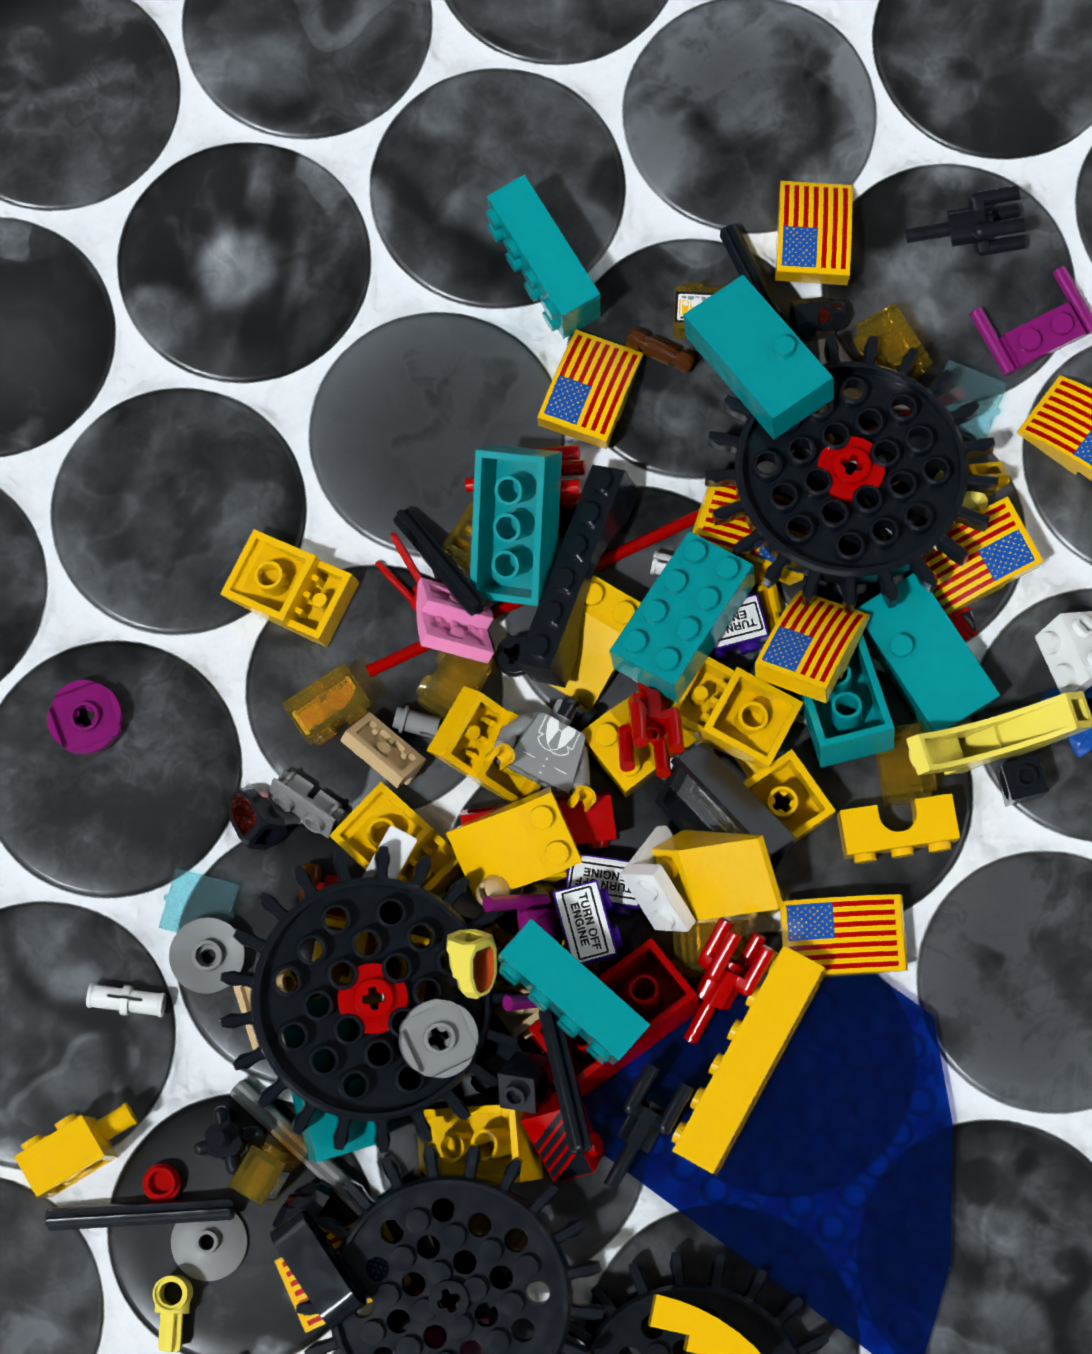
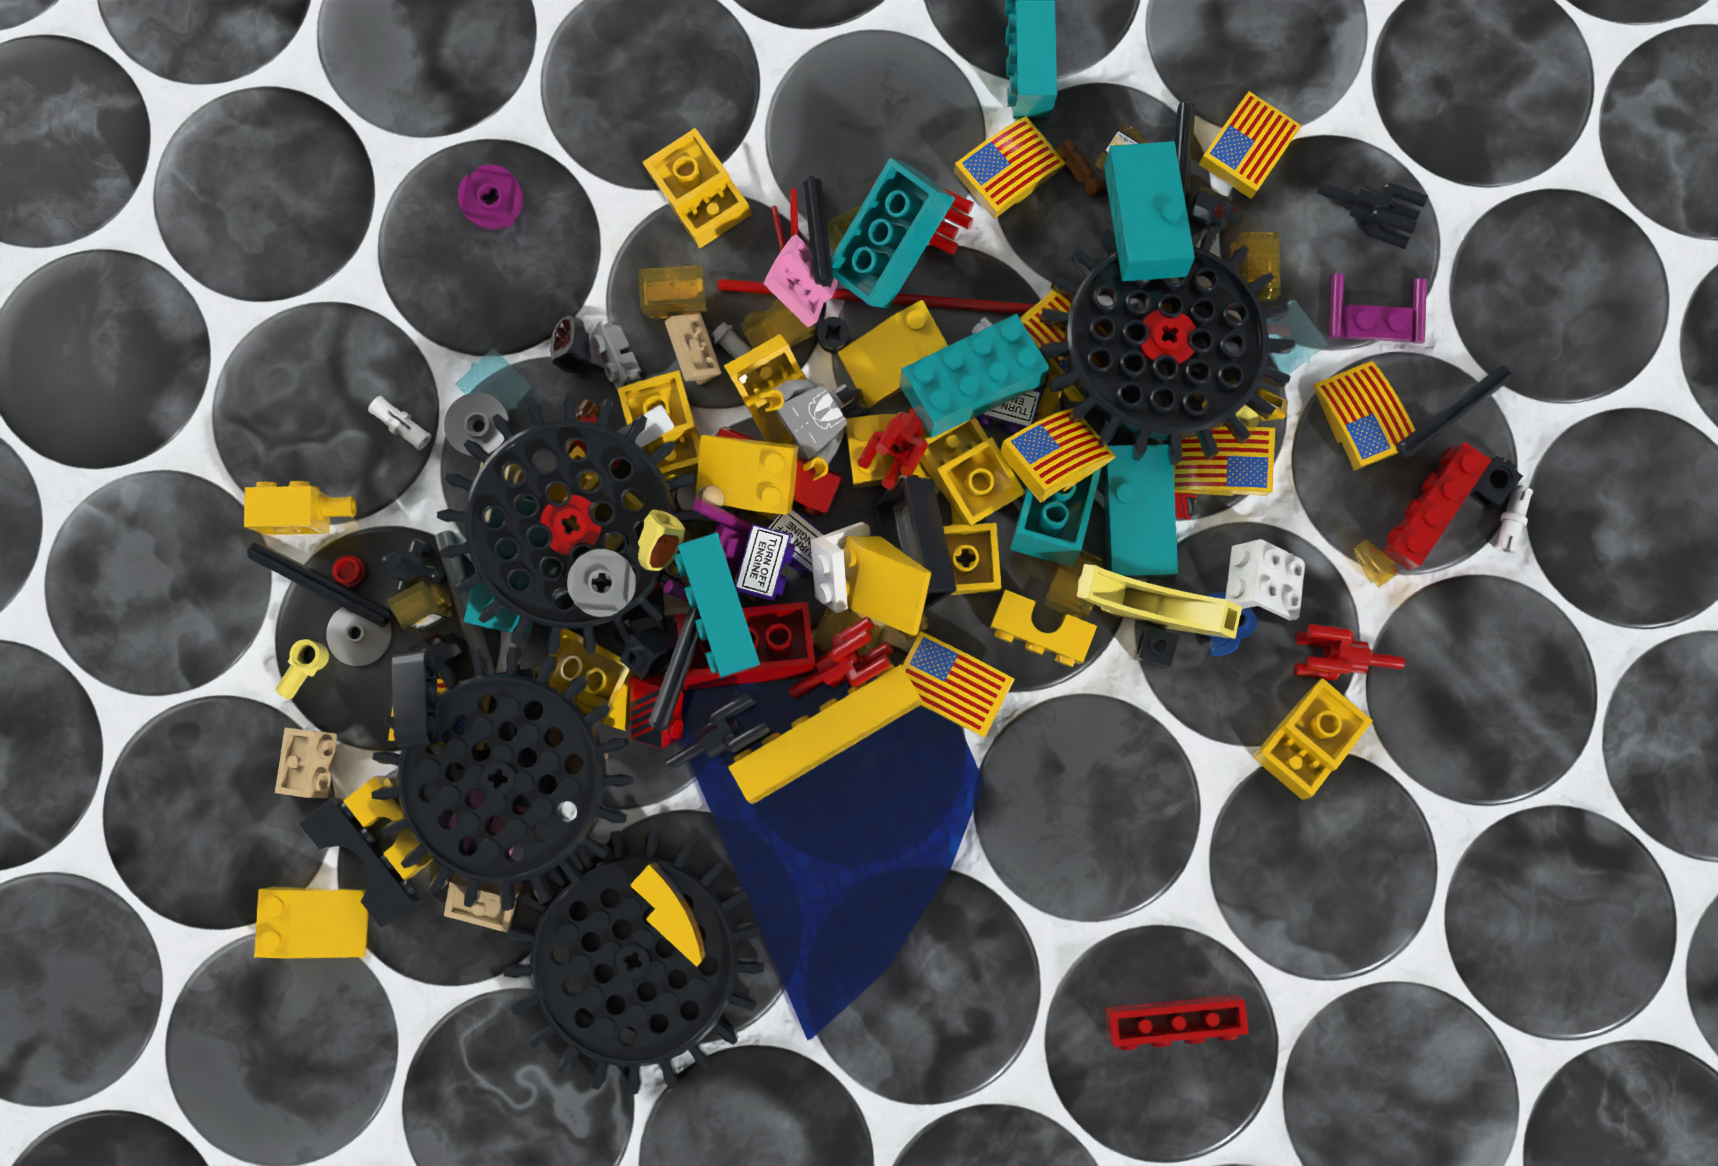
camera: 25 degrees right, 5 degrees up
(555, 629) = (869, 333): black arch -> none

